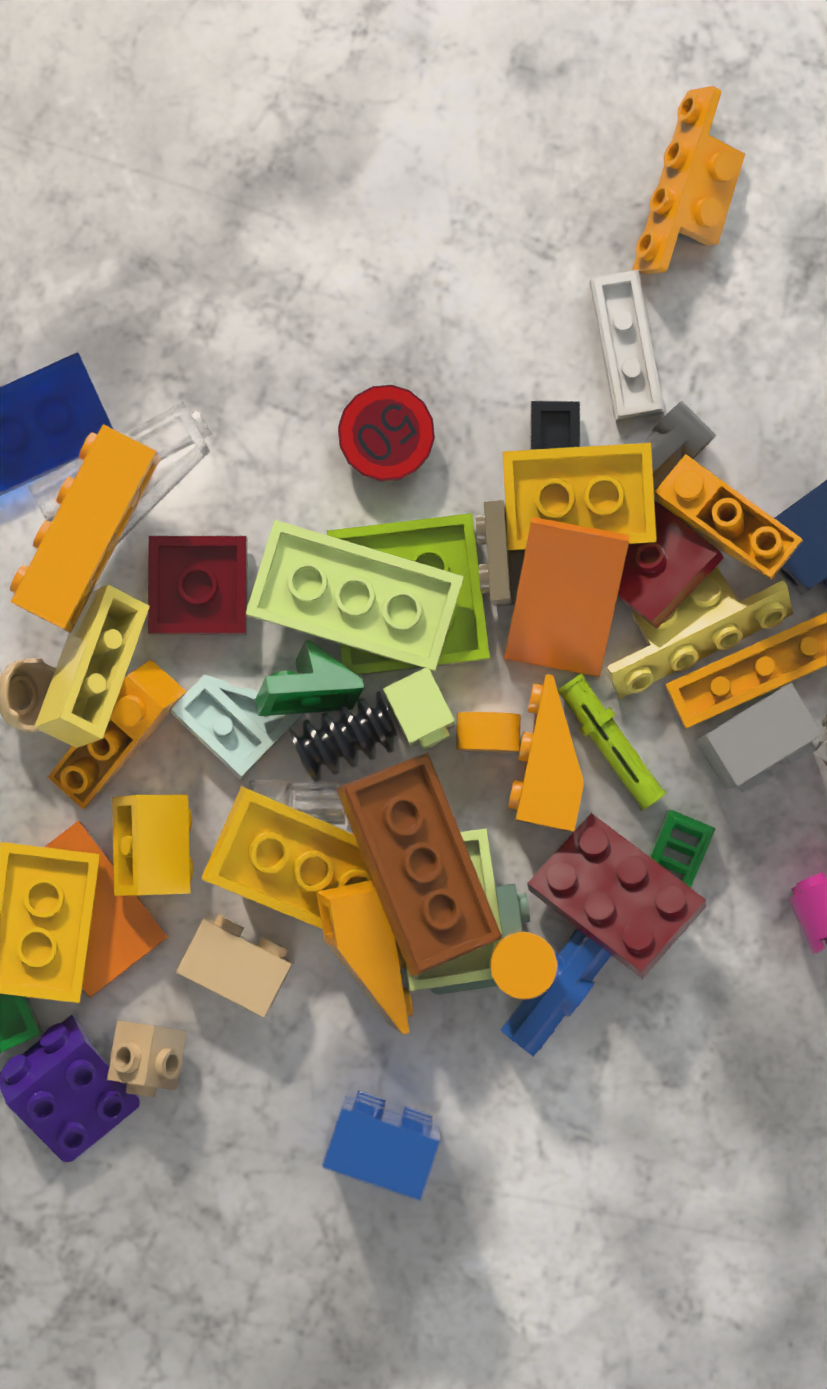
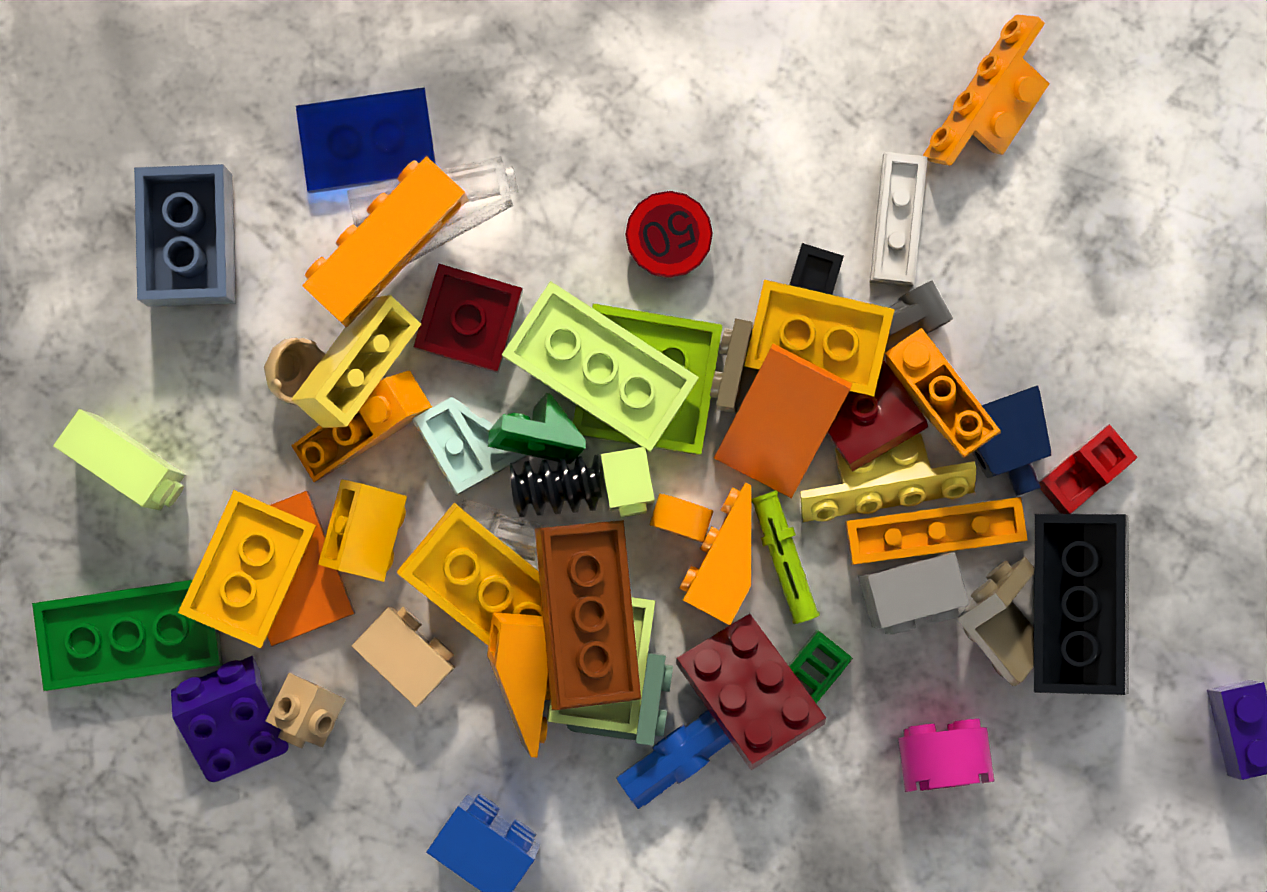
camera: 10 degrees right, 0 degrees up
(523, 965) = (651, 728): light orange piece -> none

